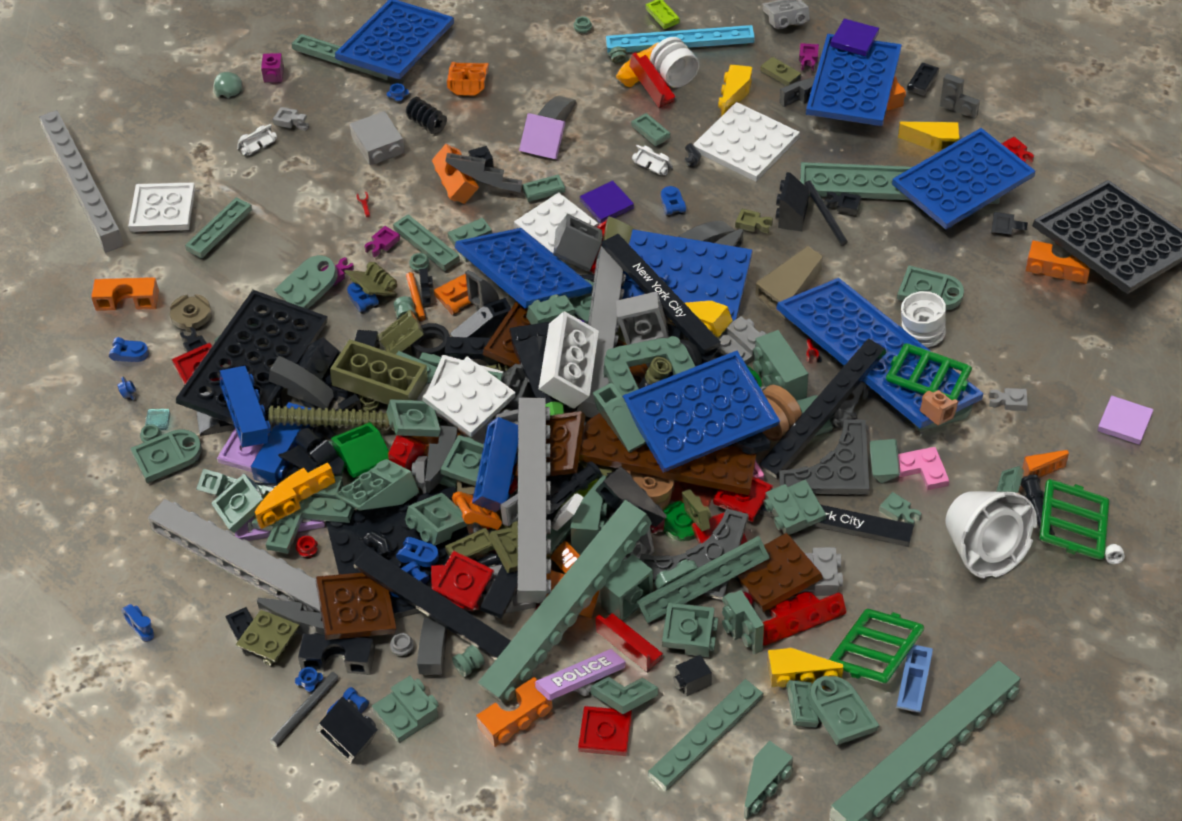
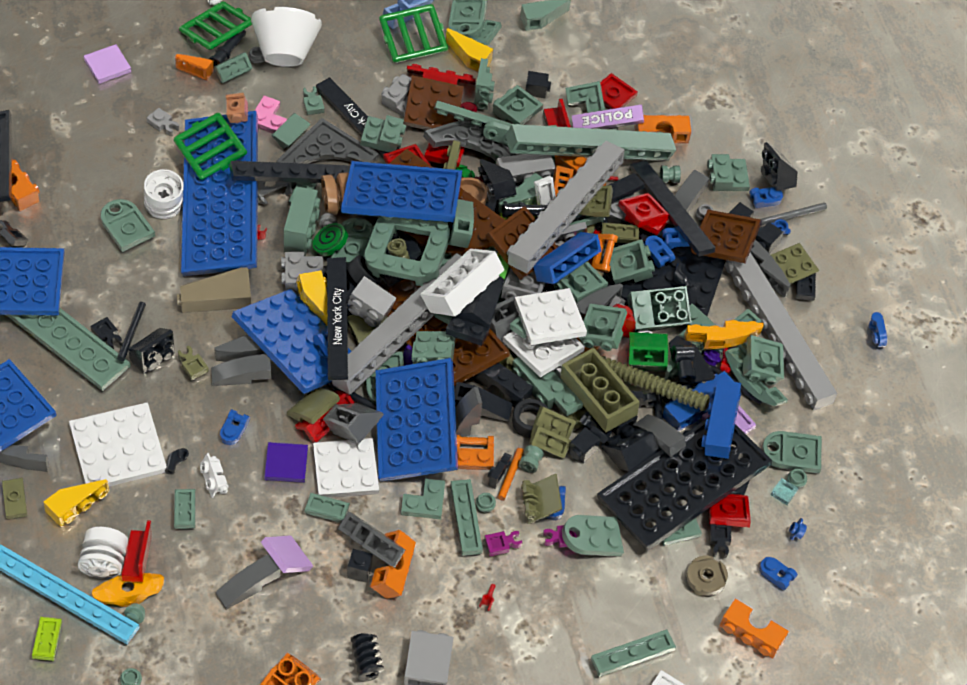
camera: 155 degrees left, 5 degrees up
(306, 541) = (728, 312): red plate -> none
(705, 734) = (554, 57): sand green plate -> none

